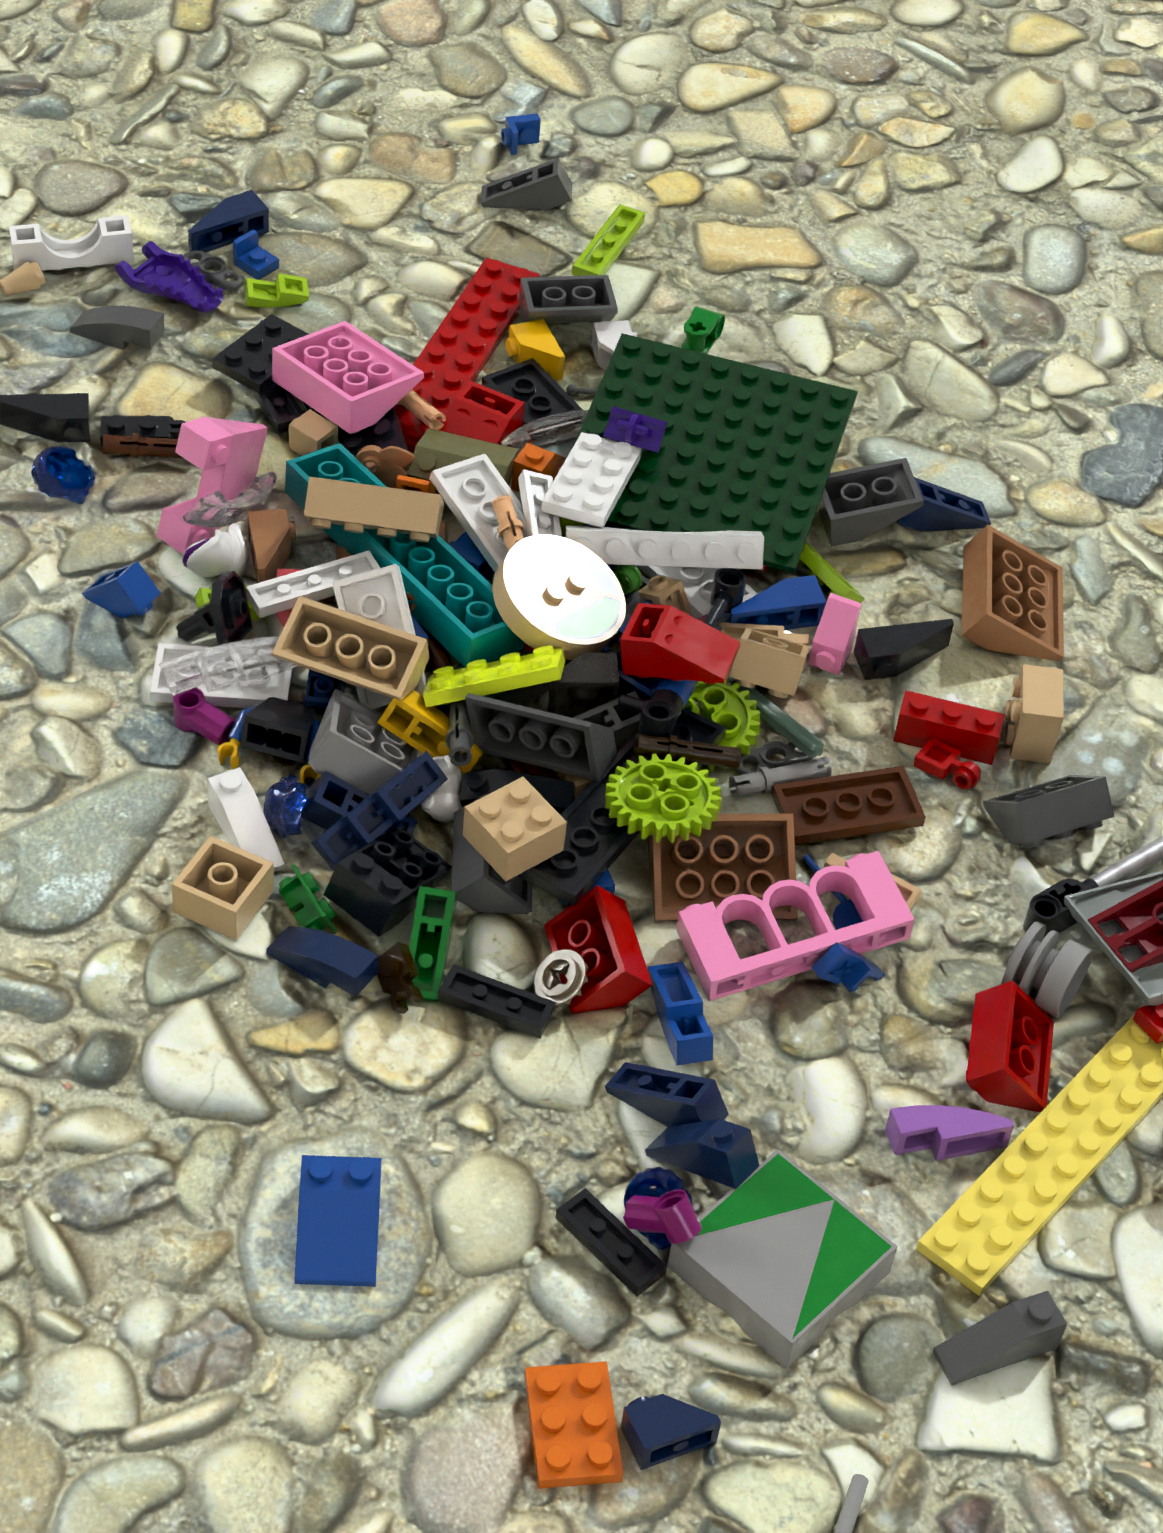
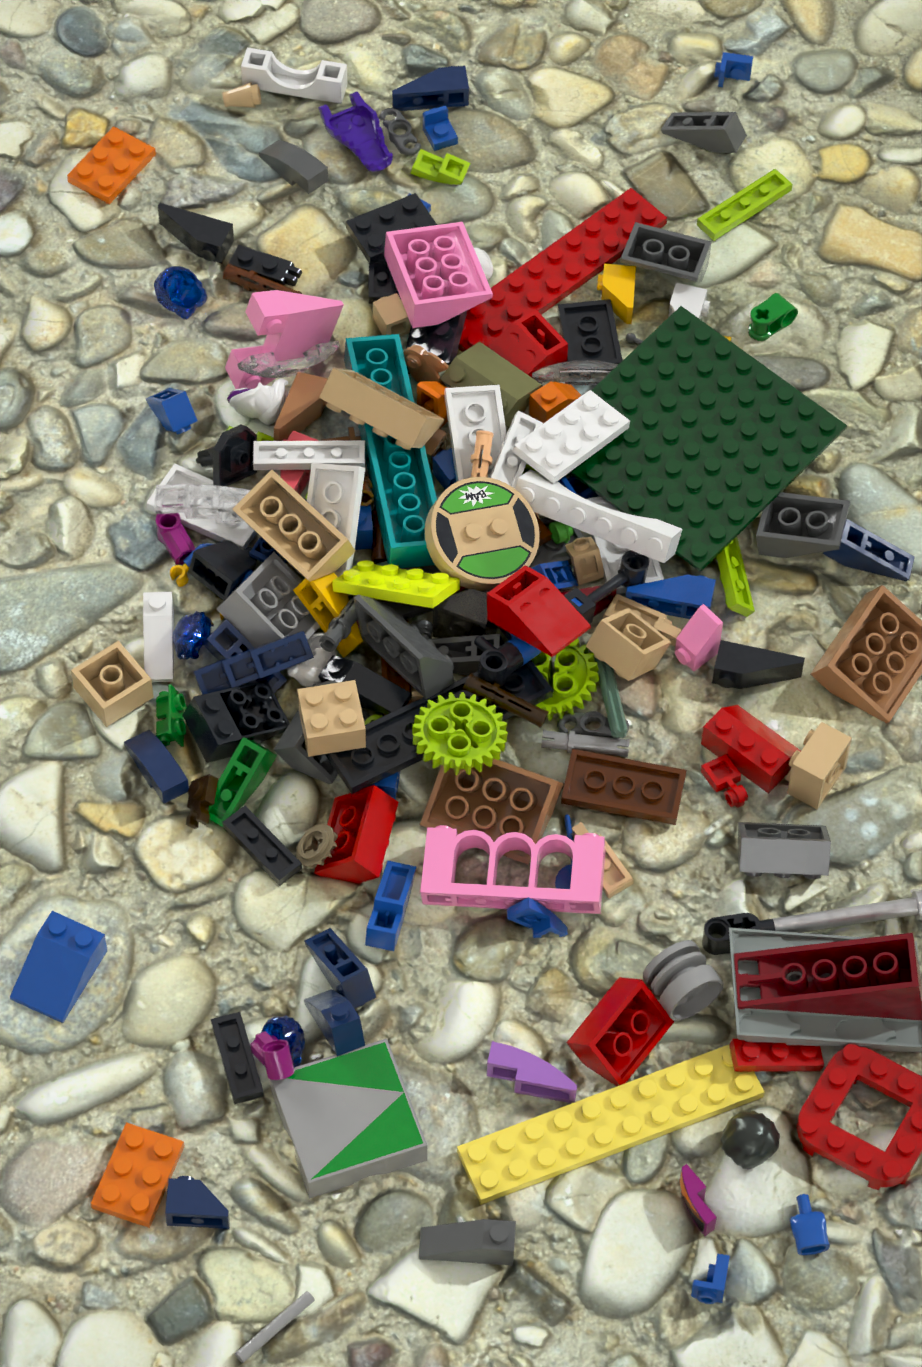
camera: 30 degrees right, 10 degrees up
(422, 410) = (485, 323): light nougat pin -> none
(635, 429) = (630, 403): dark purple hips -> none

